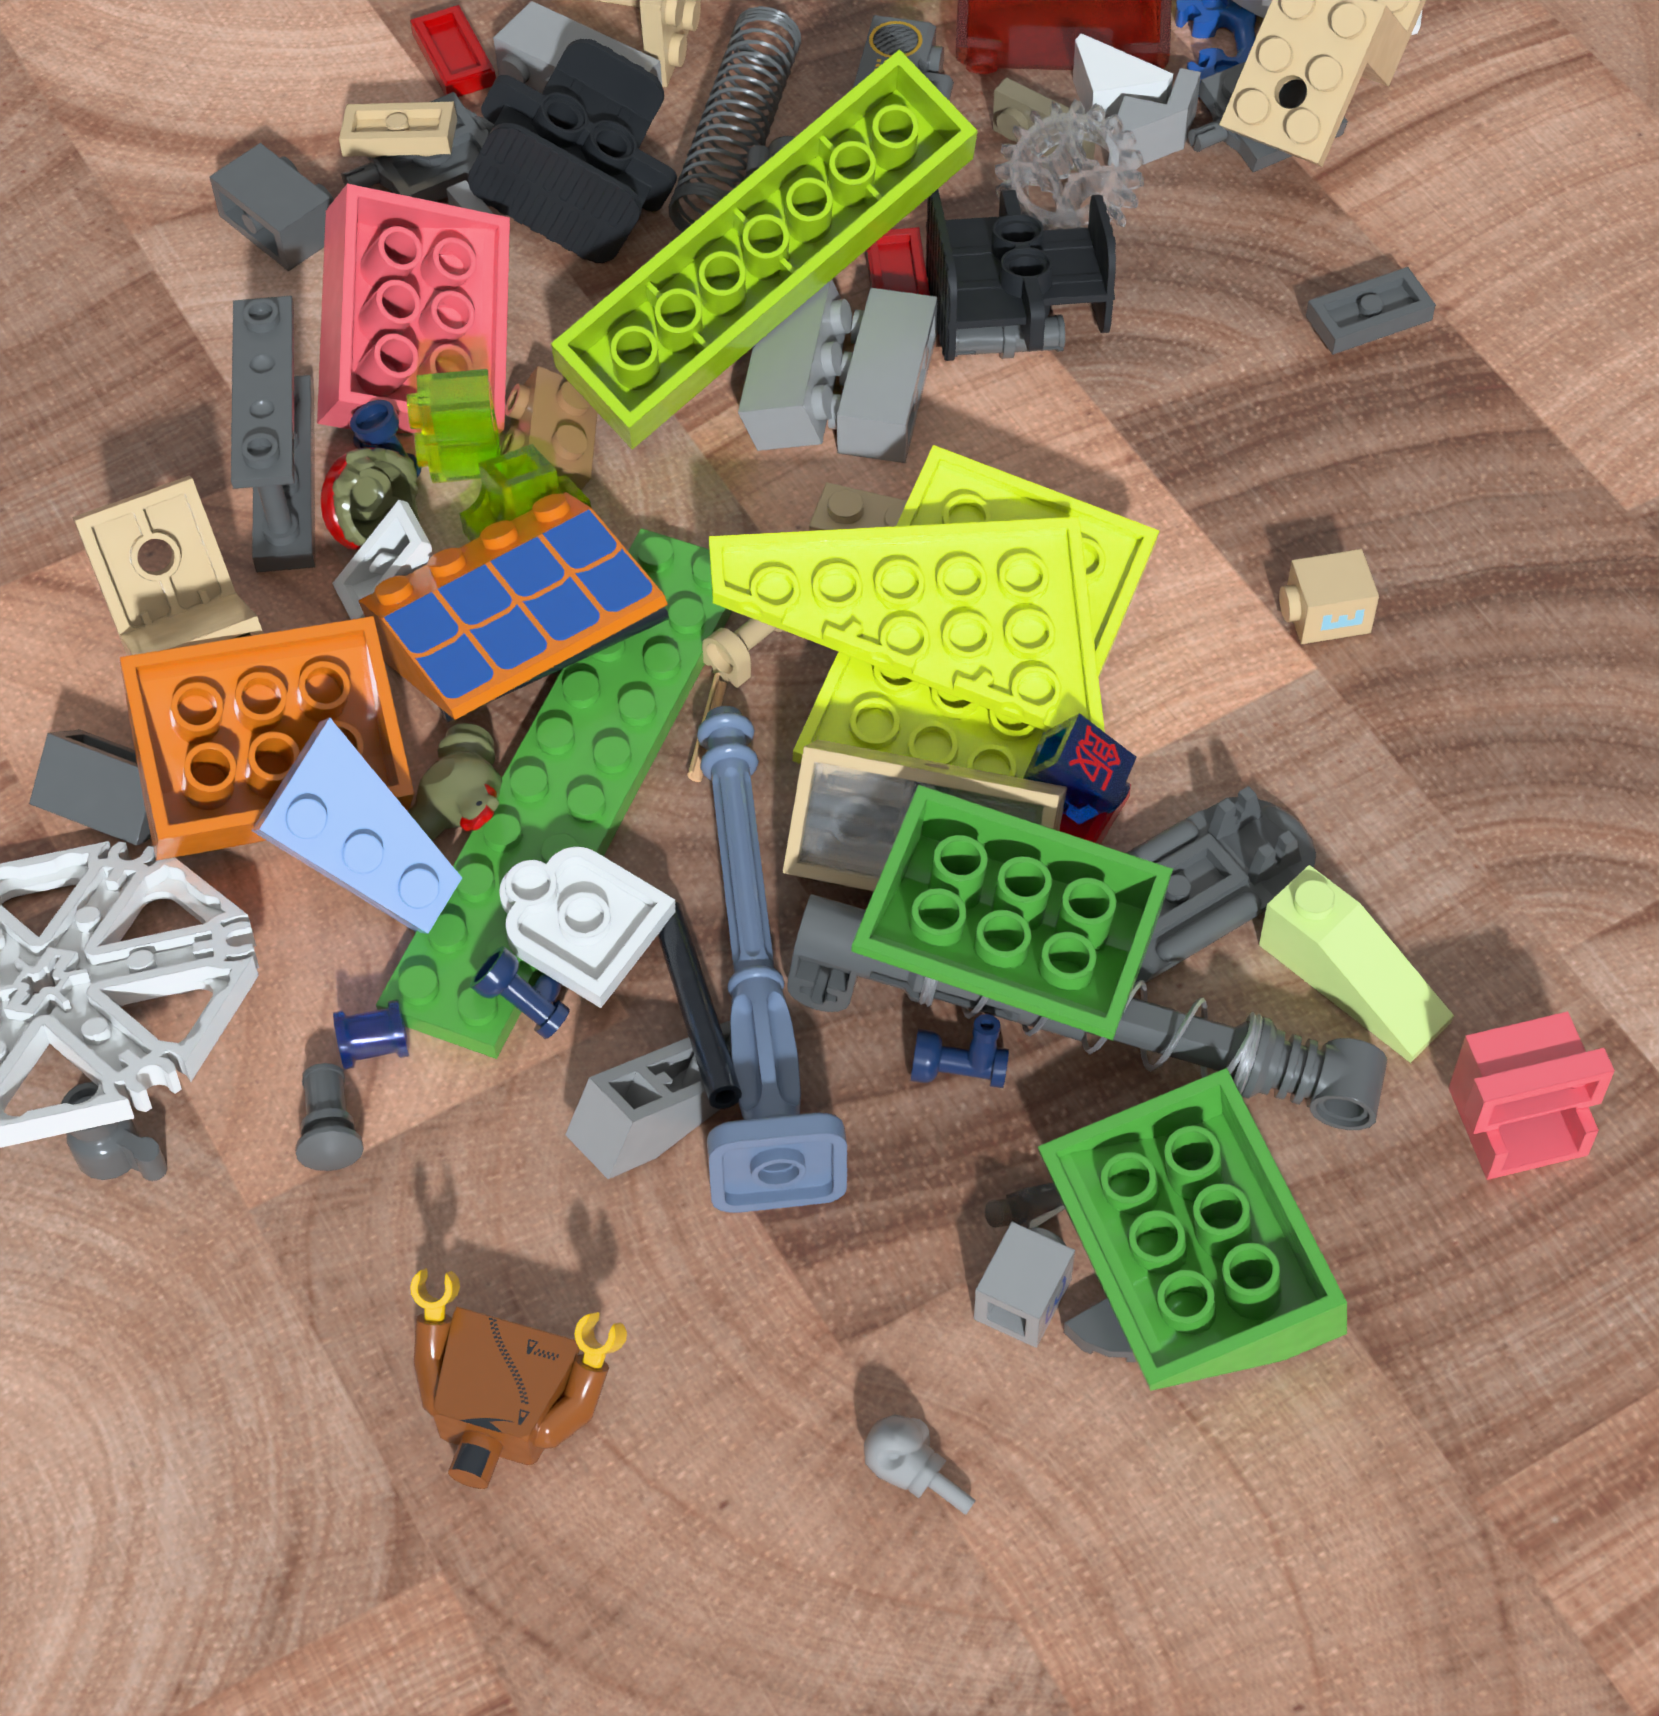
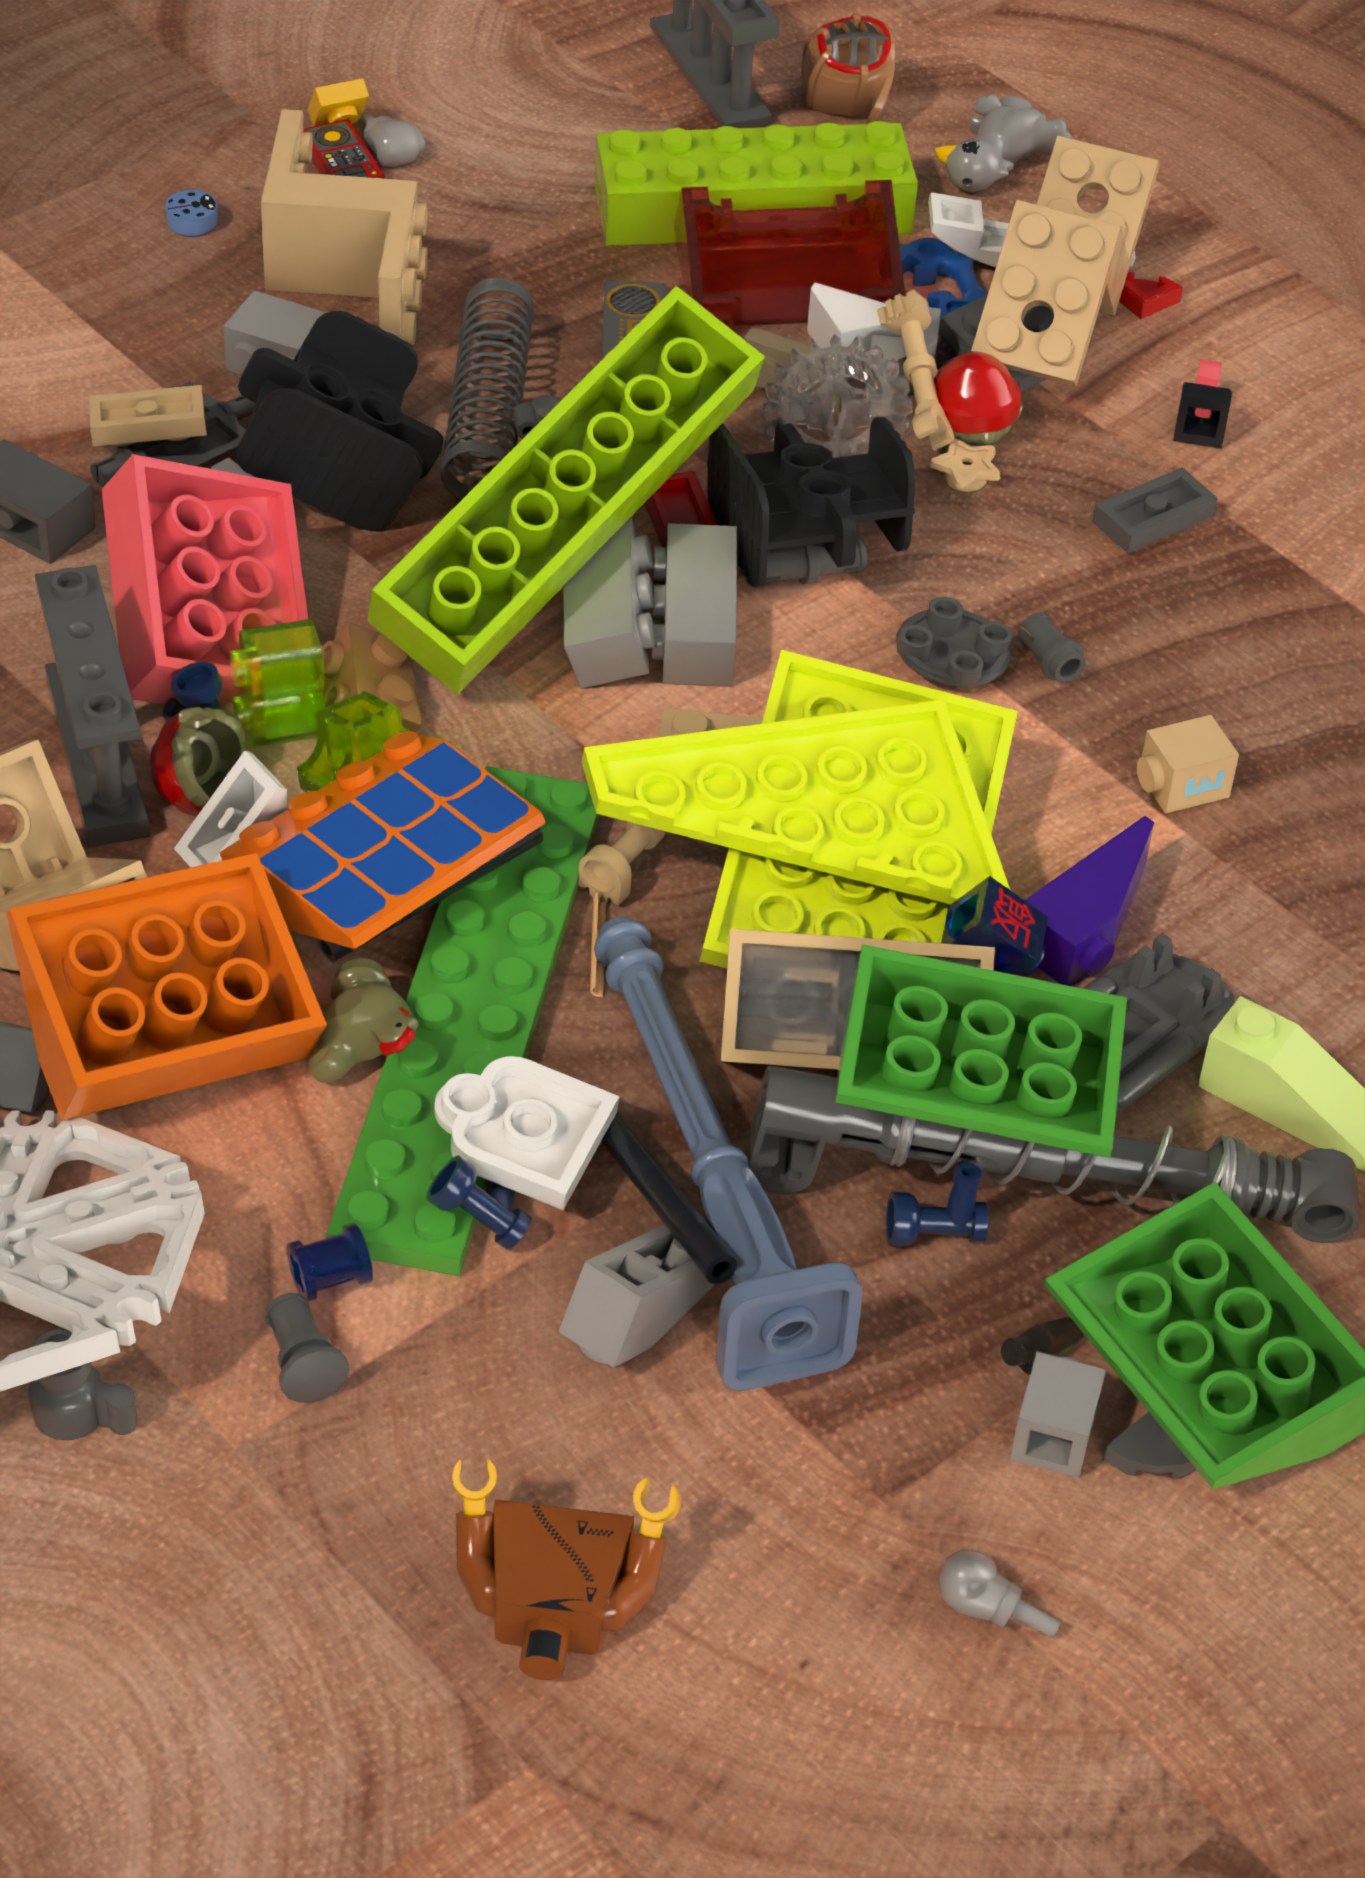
camera: 15 degrees left, 10 degrees down
(356, 832) = (284, 1061): light blue wedge -> none
(453, 51) = (174, 347): red tile -> none
(1130, 441) = (954, 645): none -> dark grey dish
(1161, 83) = (908, 318): none -> tan piece
(1188, 255) = (966, 466): none -> tan plate
(1192, 741) = (1091, 904): none -> dark purple slope
(1214, 174) = (978, 397): none -> red hair
(1232, 463) = (1060, 657): none -> dark grey pin
(1427, 68) = (1148, 296): none -> red tile
(1448, 200) = (1203, 408): none -> black piece

